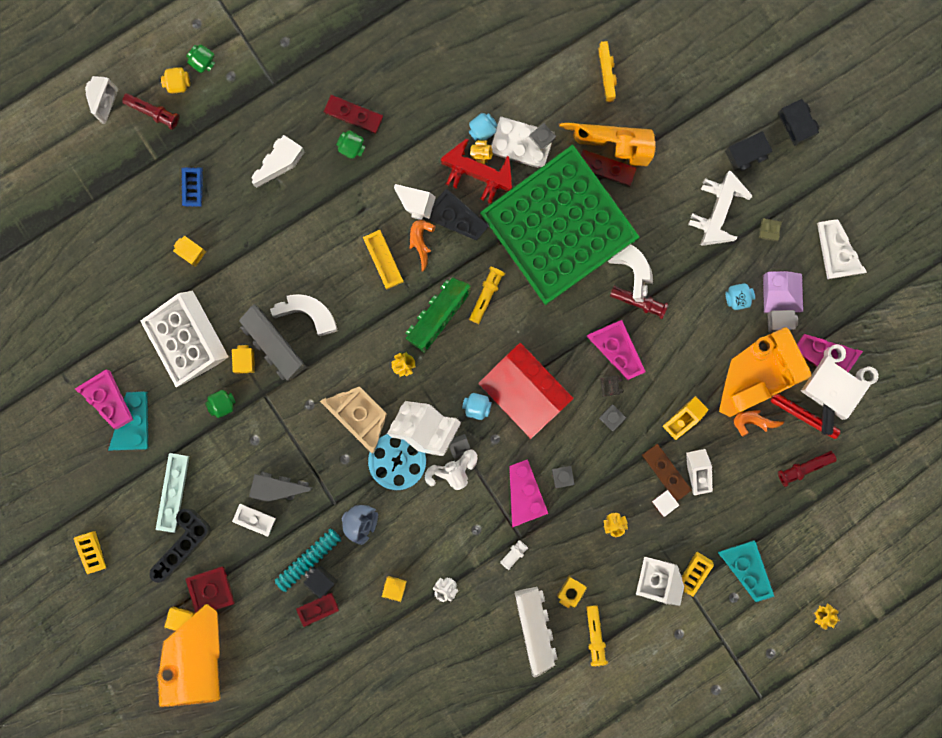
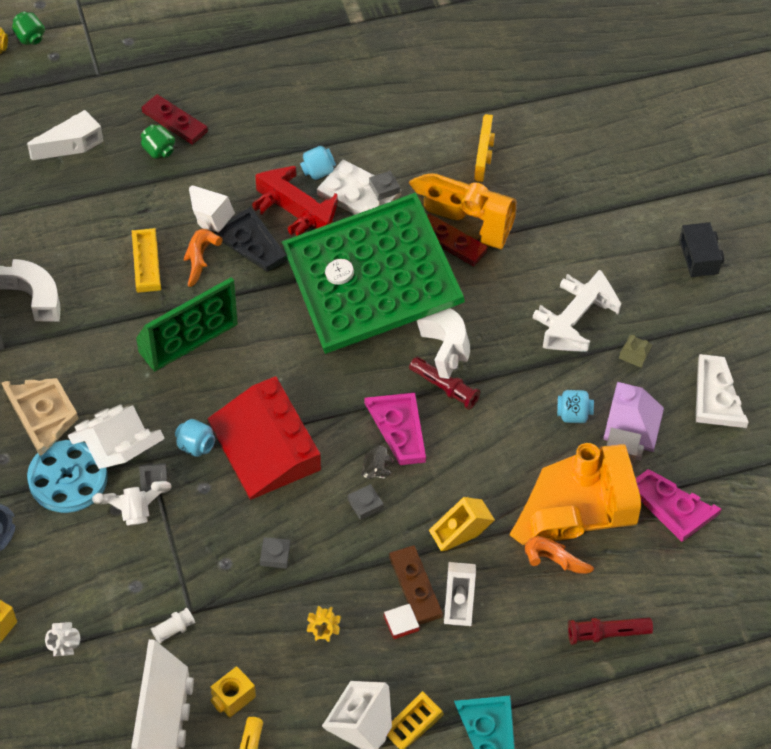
camera: 15 degrees right, 30 degrees down
(403, 364) = (121, 369): yellow gear -> none
(481, 151) = (307, 182): yellow gear -> none
(486, 294) = (263, 319): yellow pin -> none
(525, 494) = (216, 561): dark pink wing -> none
(536, 234) = (339, 271): none -> white piece
(749, 151) = (630, 262): black brick -> none
(801, 413) = (625, 568): red axle -> none
(836, 388) = (673, 534): white piece -> none

